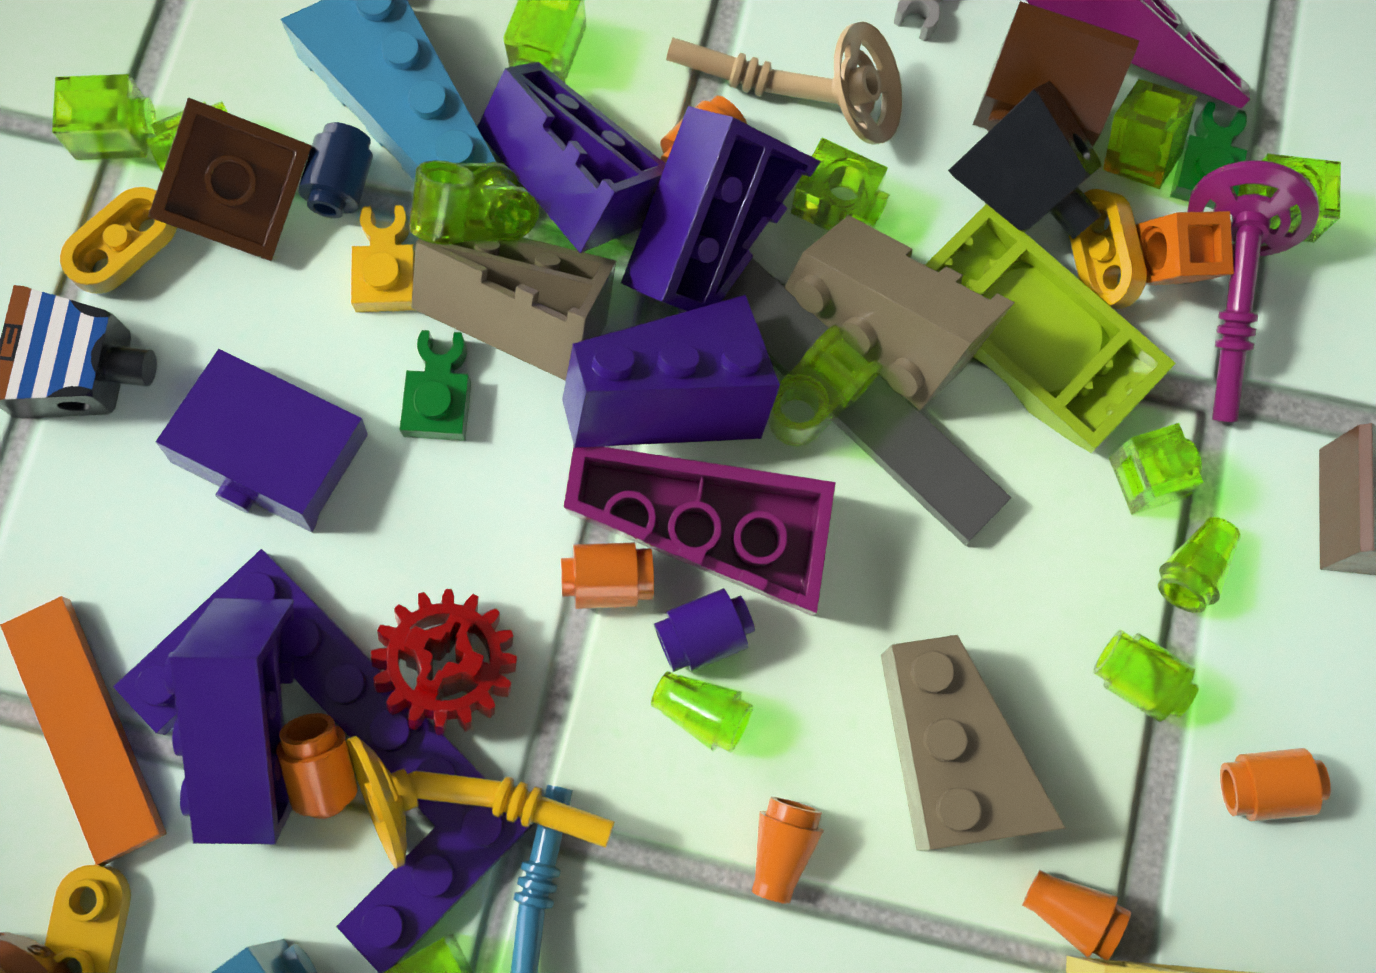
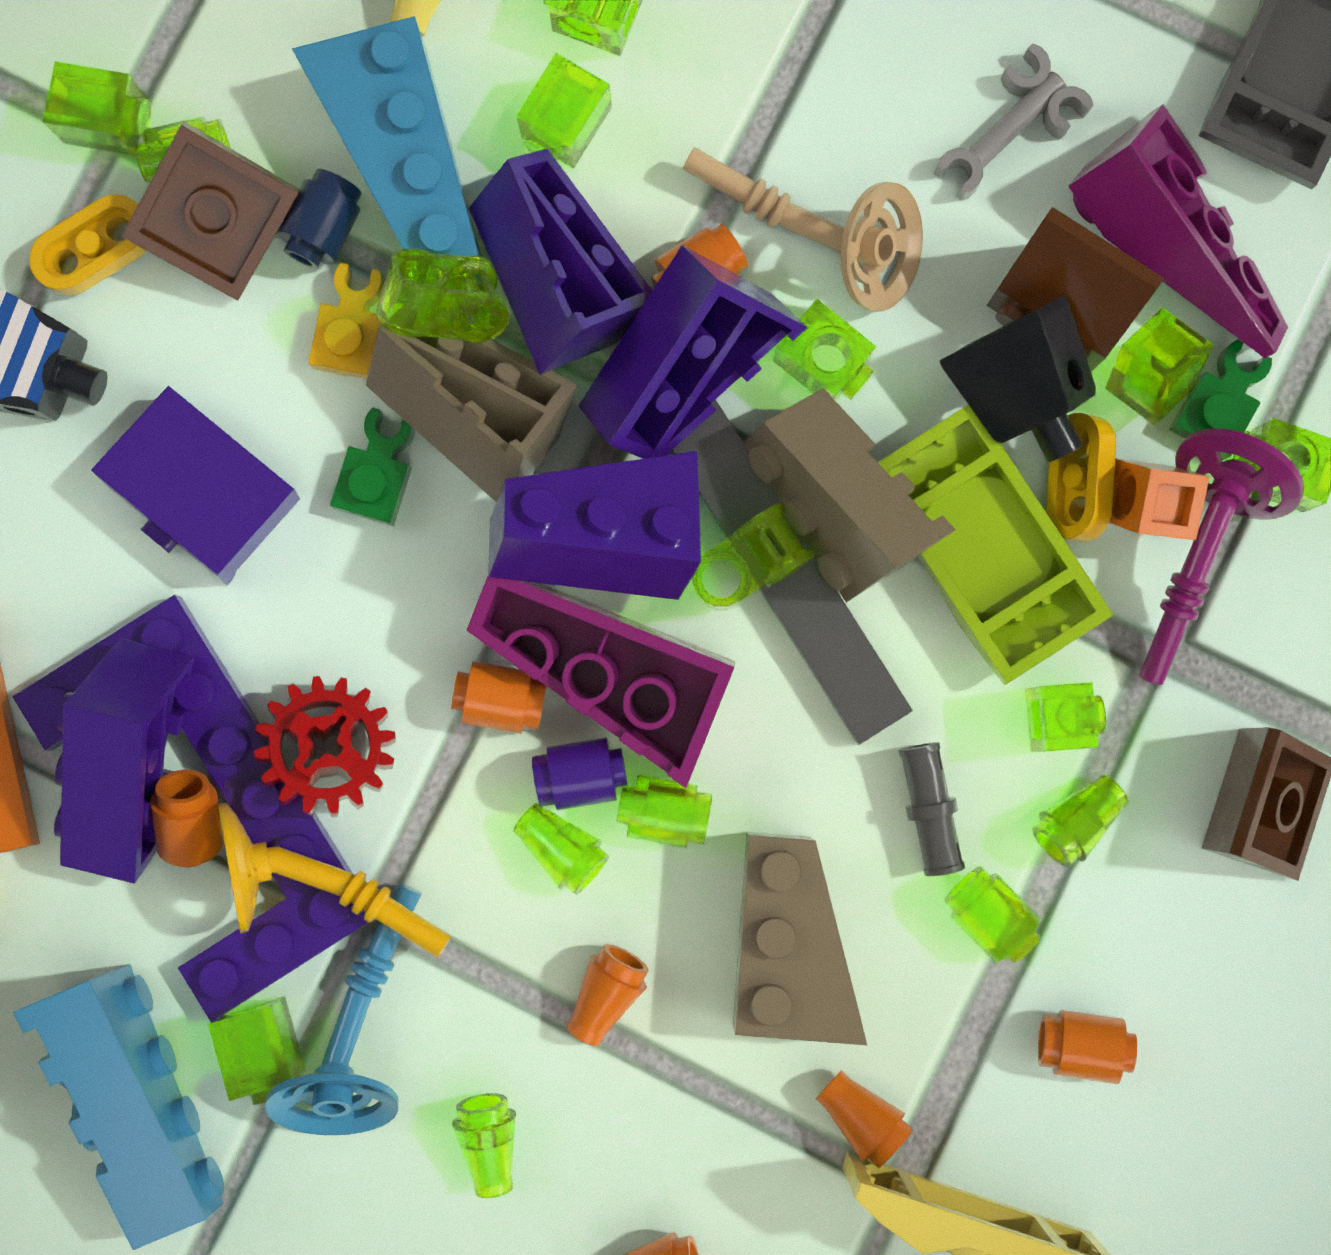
camera: 20 degrees right, 10 degrees up
(798, 648) = (664, 811): none -> clear neon green brick
(1056, 587) = (932, 809): none -> dark grey pin

